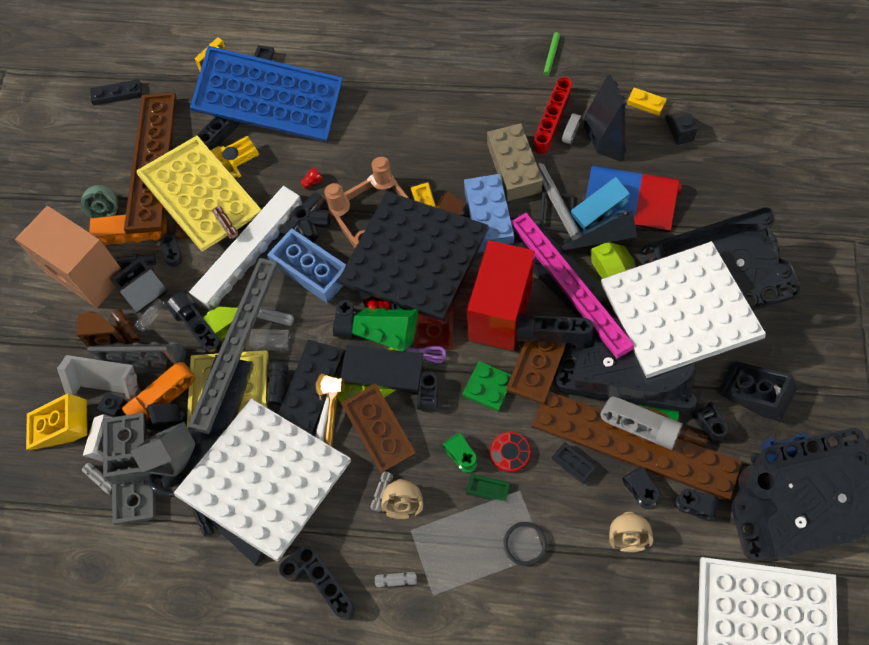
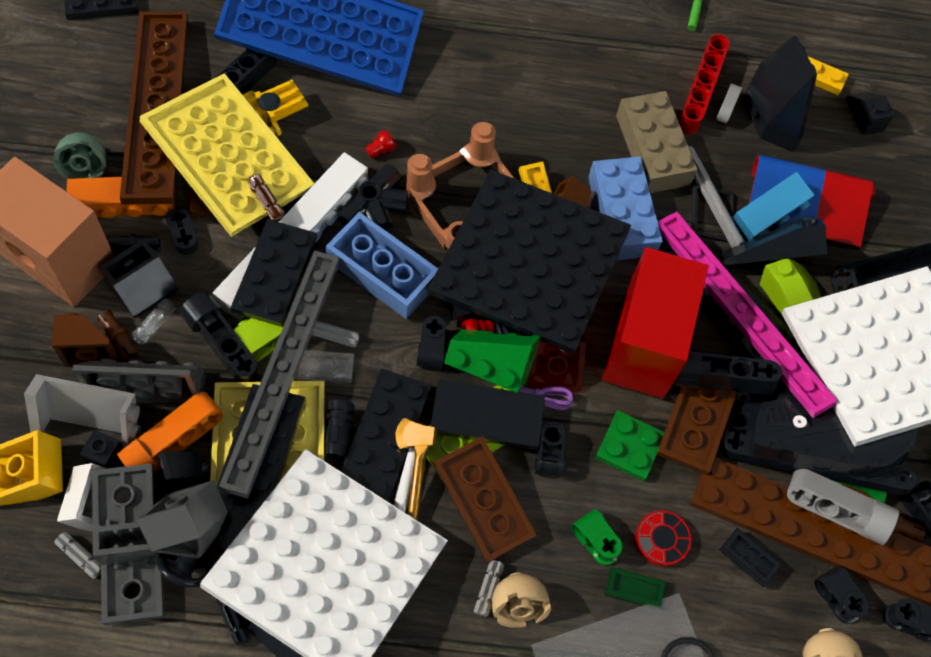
camera: 15 degrees left, 0 degrees up
(231, 275) = (274, 273): none -> black plate

